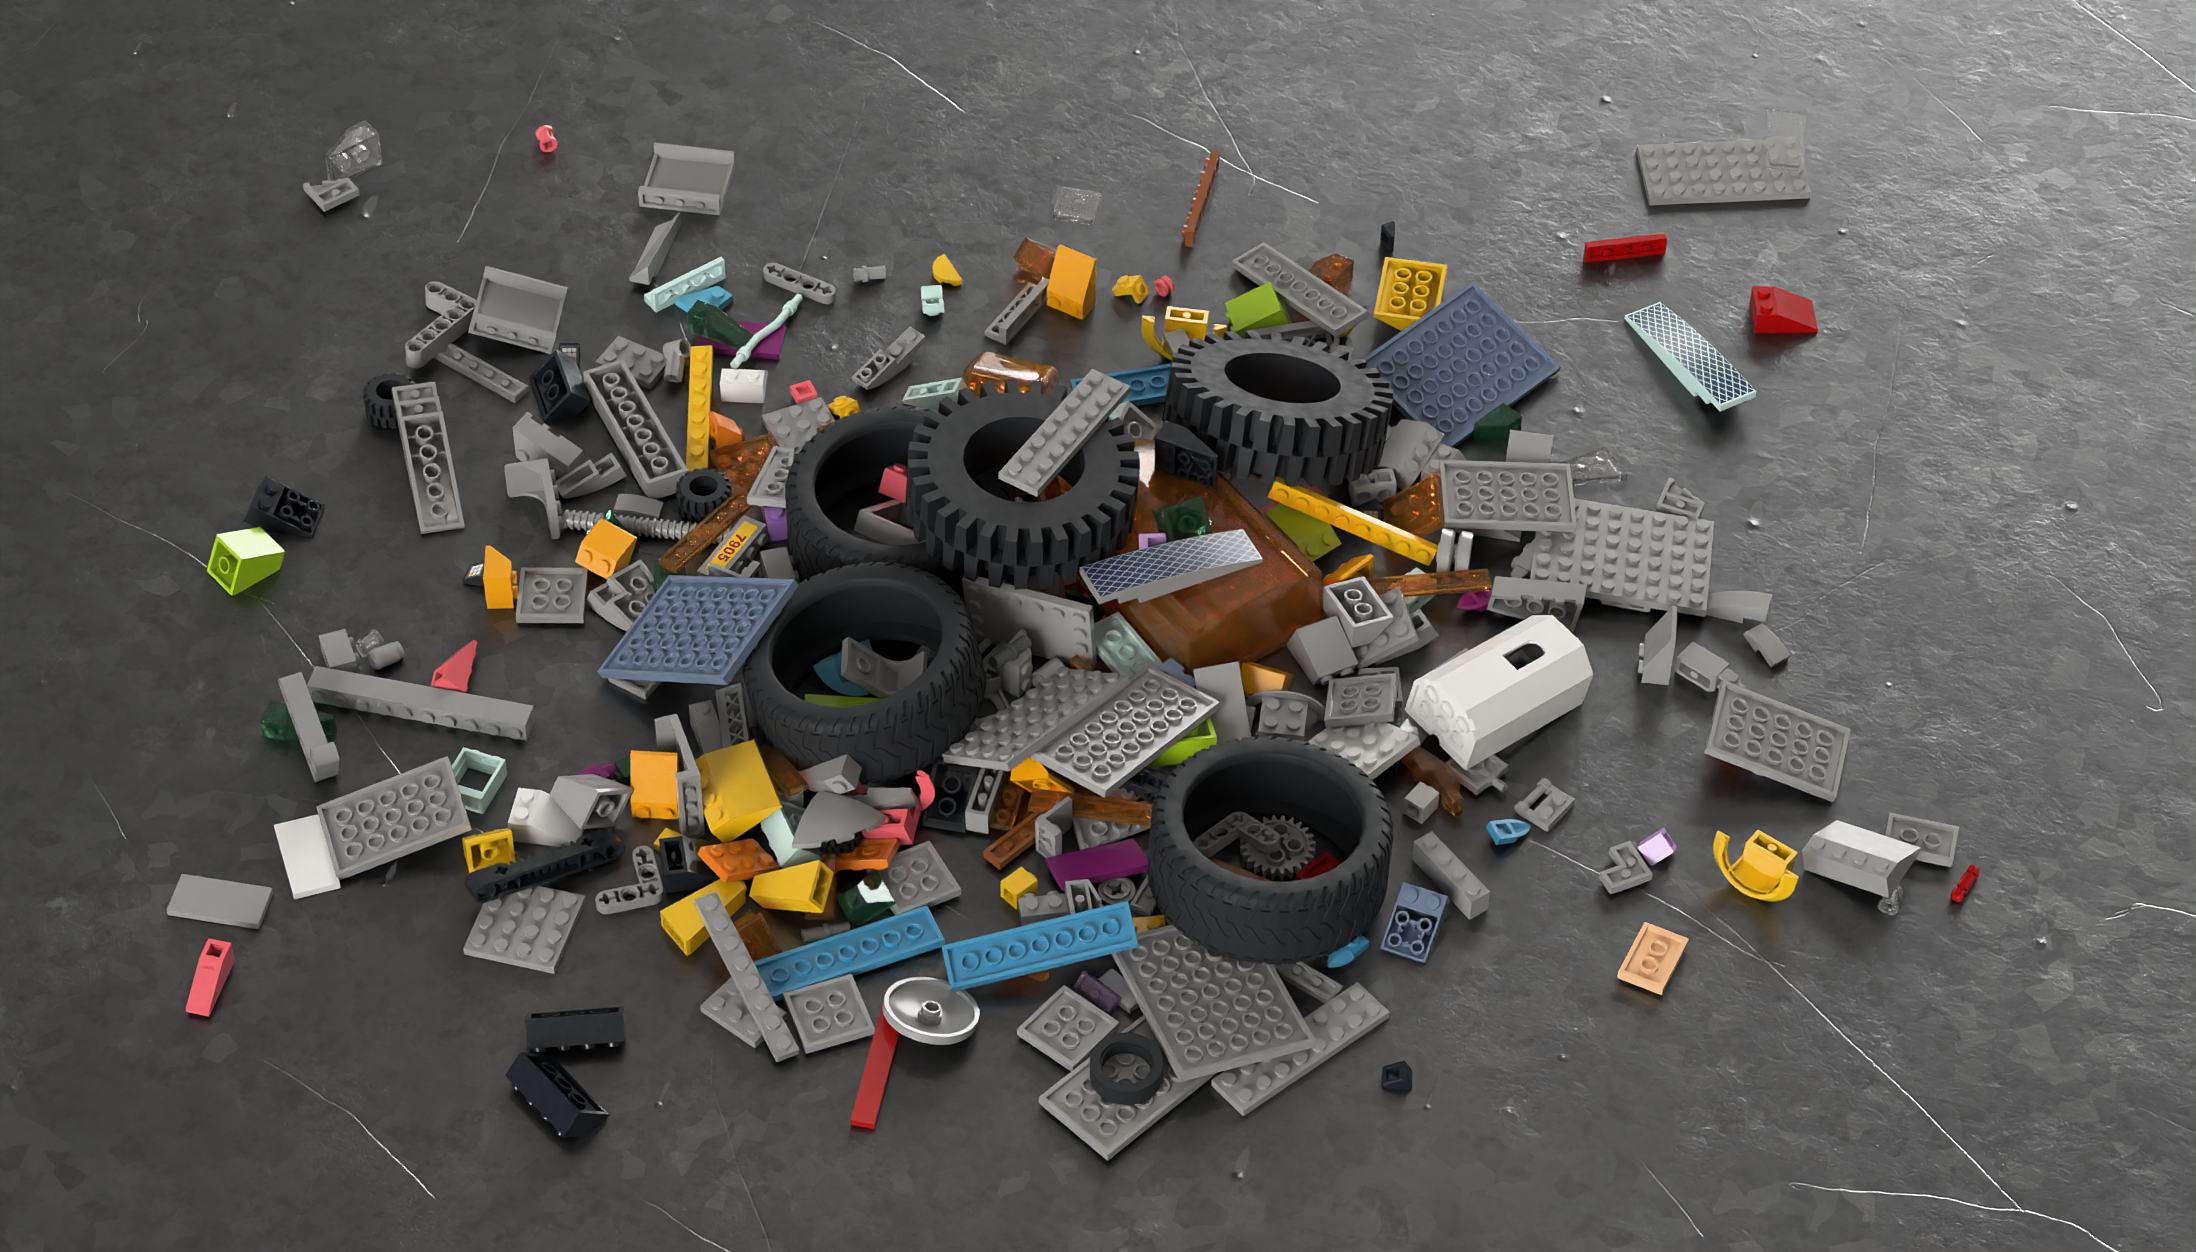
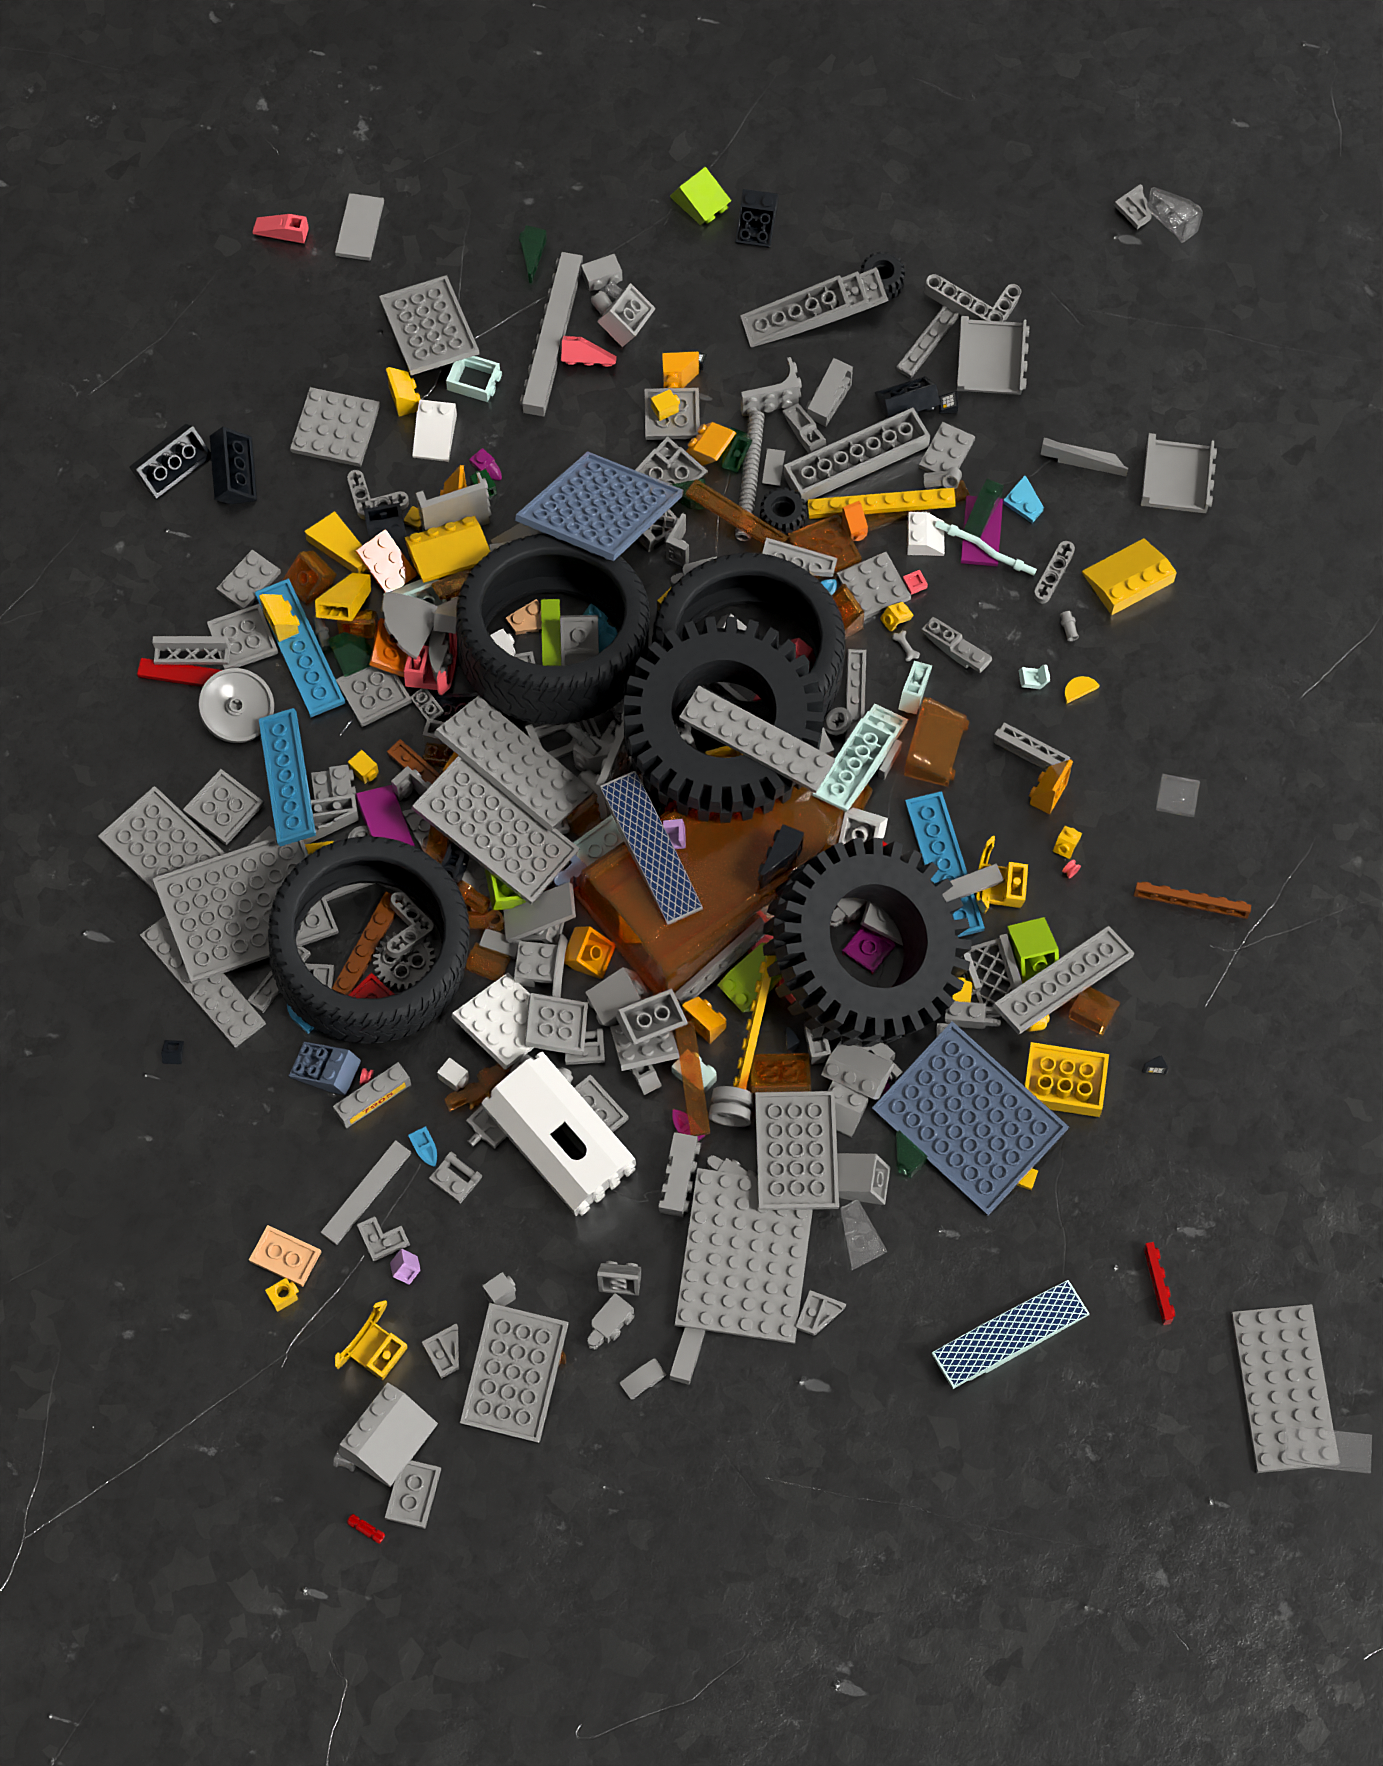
camera: 90 degrees right, 20 degrees up
(306, 857) = (401, 274): white tile -> none
(320, 754) = (509, 259): light grey beam -> none
(413, 628) = (626, 315): none -> light grey slope
(489, 885) = (396, 456): black gear -> none
(547, 141) = (1215, 362): coral bush -> none
(547, 591) = (665, 404): none -> yellow brick
(591, 799) = (446, 452): light grey slope -> none
(686, 284) = (1043, 483): light aqua fence -> none
(738, 546) = (716, 537): light grey brick -> none
(746, 976) = (265, 572): light grey plate -> none
(810, 222) = (1129, 575): none -> yellow slope
(813, 961) = (279, 616): none -> yellow slope
(841, 1054) = (189, 644): none -> light grey fence
(893, 401) = (910, 653): none -> light grey piece
(939, 825) = (427, 704): none -> light grey slope
(1035, 258) = (1096, 766): clear orange slope -> none
(1096, 992) = (259, 822): clear purple plate -> none
(1126, 1044) = (167, 823): black tyre -> none
(1183, 519) = (700, 855): clear green slope -> none
(1427, 881) = (366, 1076): none -> coral bush
(1568, 886) = (366, 1192): none -> light grey tile
(1685, 754) = (500, 1290): none -> light grey brick
(1701, 958) = (282, 1302): none -> yellow brick
(1753, 813) = (444, 1350): none -> light grey wing
(1781, 311) = (1080, 1428): red slope -> none

